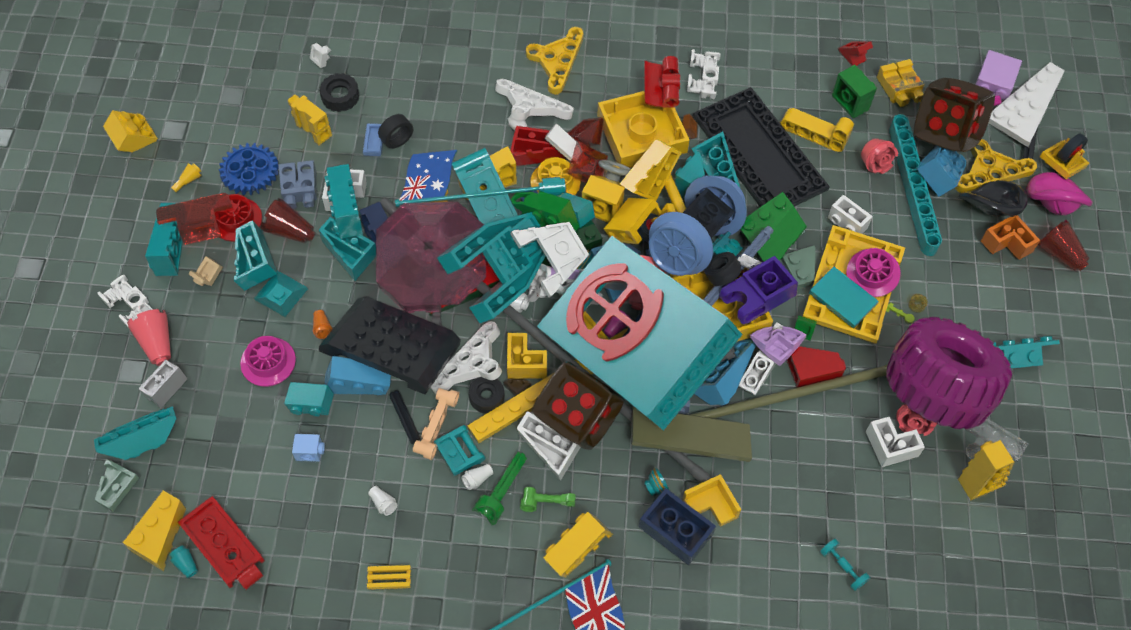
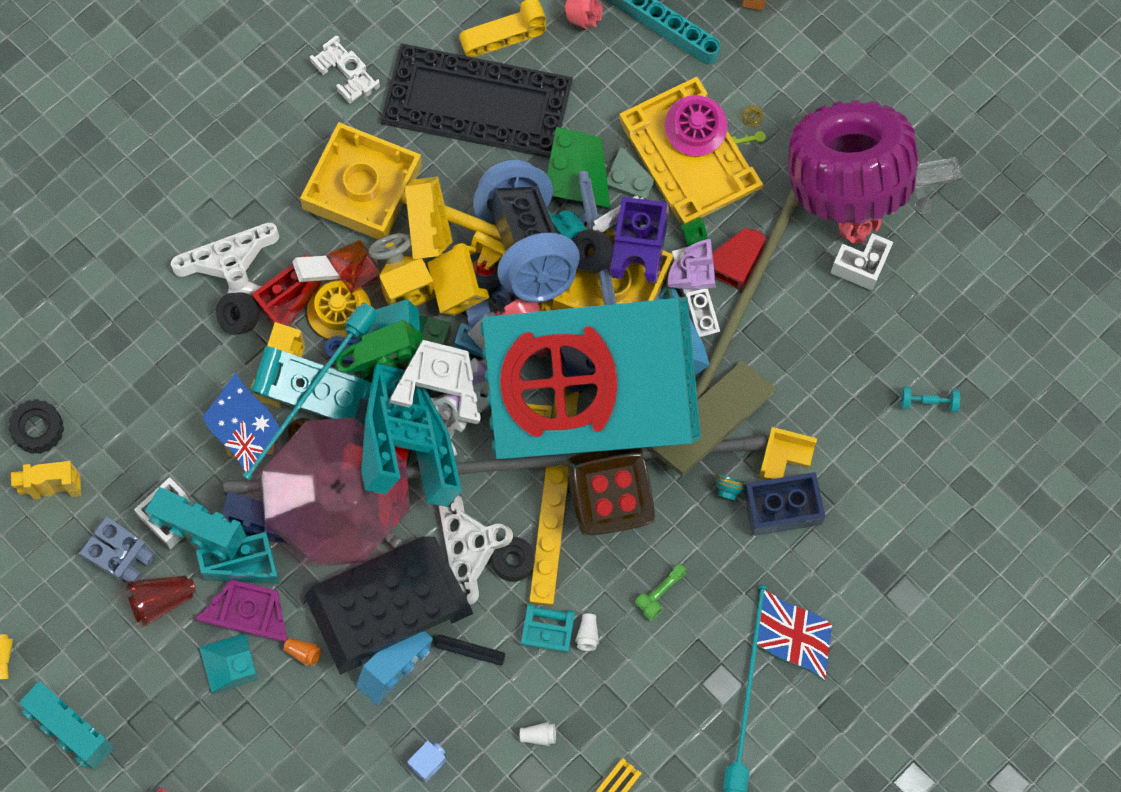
camera: 50 degrees left, 10 degrees up
(195, 217) = (75, 679): clear red plate -> none
(206, 272) = (142, 716): tan bracket -> none
(243, 211) = (99, 643): red piece -> none
(249, 169) = (72, 580): blue gear -> none
(254, 258) = (167, 657): teal wedge -> none
(267, 361) = (297, 731): dark pink piece -> none
(309, 399) = (378, 722): teal brick -> none
(321, 276) = (247, 610): none -> magenta wing
(372, 143) = (126, 438): medium blue tile -> none
(390, 125) = (144, 410): black tyre -> none
(426, 446) = (521, 656): light nougat plate -> none
(490, 505) = (628, 644): green piece -> none
(499, 130) = (226, 313): none -> black tyre
(517, 386) = (526, 525): dark brown tile -> none
(524, 362) = (510, 502): yellow brick -> none
(548, 444) = (619, 547): white wedge -> none
(554, 64) = (200, 194): yellow beam -> none
(576, 544) = (728, 600): yellow wedge -> none
(588, 131) = (312, 235): clear red slope -> none
(614, 326) = (545, 394): dark pink cone -> none
(662, 83) = (336, 121): red panel -> none
(690, 126) = (394, 136): dark orange tile -> none
(691, 171) = (457, 187): teal slope -> none
(716, 158) = (462, 152): teal wedge -> none
(843, 297) = (696, 172): teal tile -> none
(849, 215) = (622, 91): white brick -> none
(987, 470) = (956, 215): yellow wedge -> none
(1026, 352) = (874, 79): teal bracket -> none

